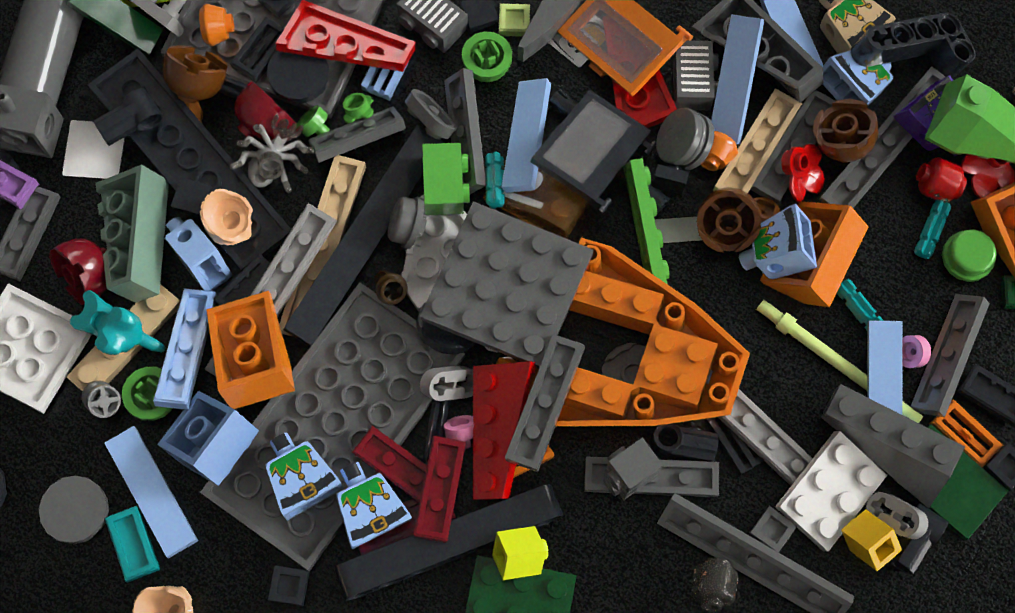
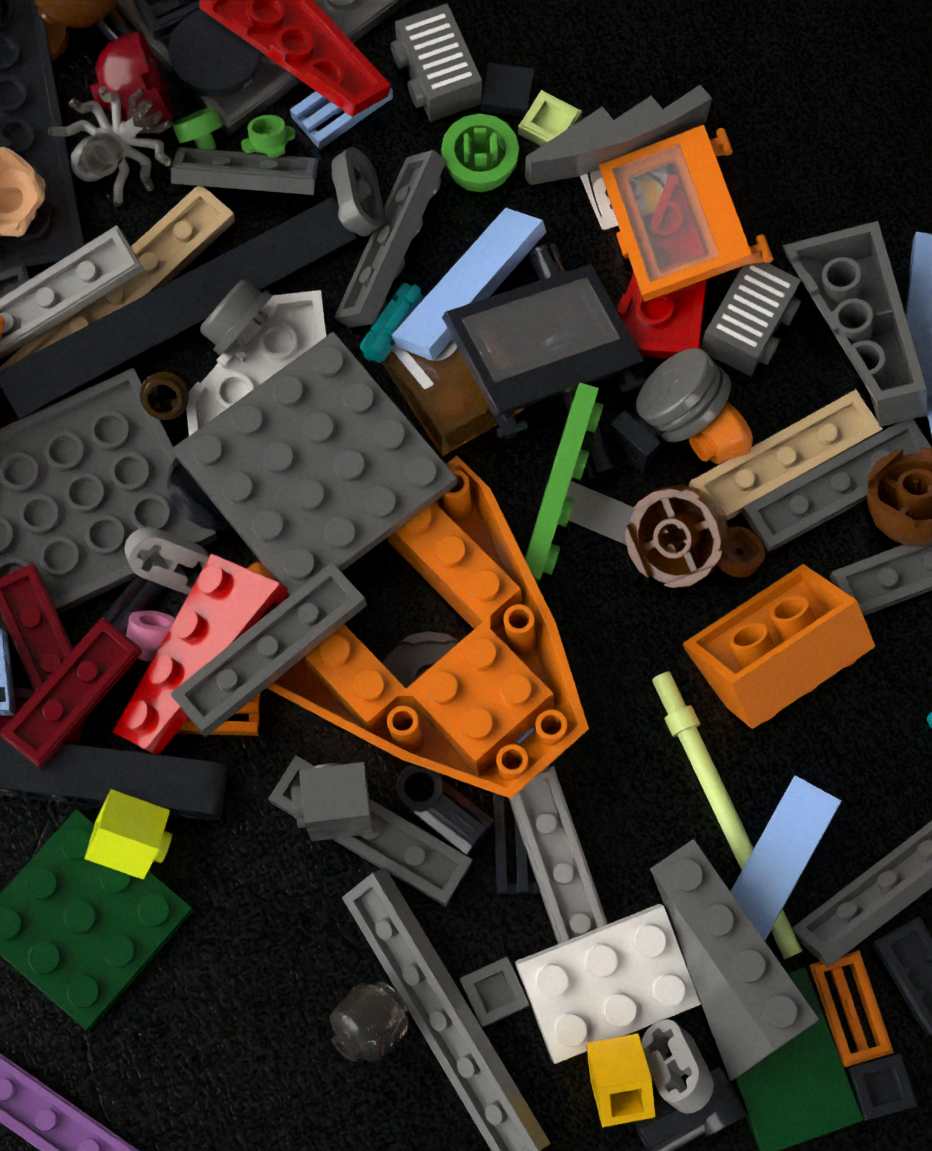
camera: 30 degrees right, 0 degrees up
(443, 179) = (319, 284): bright green brick -> none
(737, 75) = (802, 344): light blue tile -> none
(782, 245) = (734, 608): light blue torso -> none
(803, 169) = (827, 522): red plate -> none
(857, 303) = (800, 744): teal axle -> none
(915, 351) = (840, 853): bright pink tile -> none

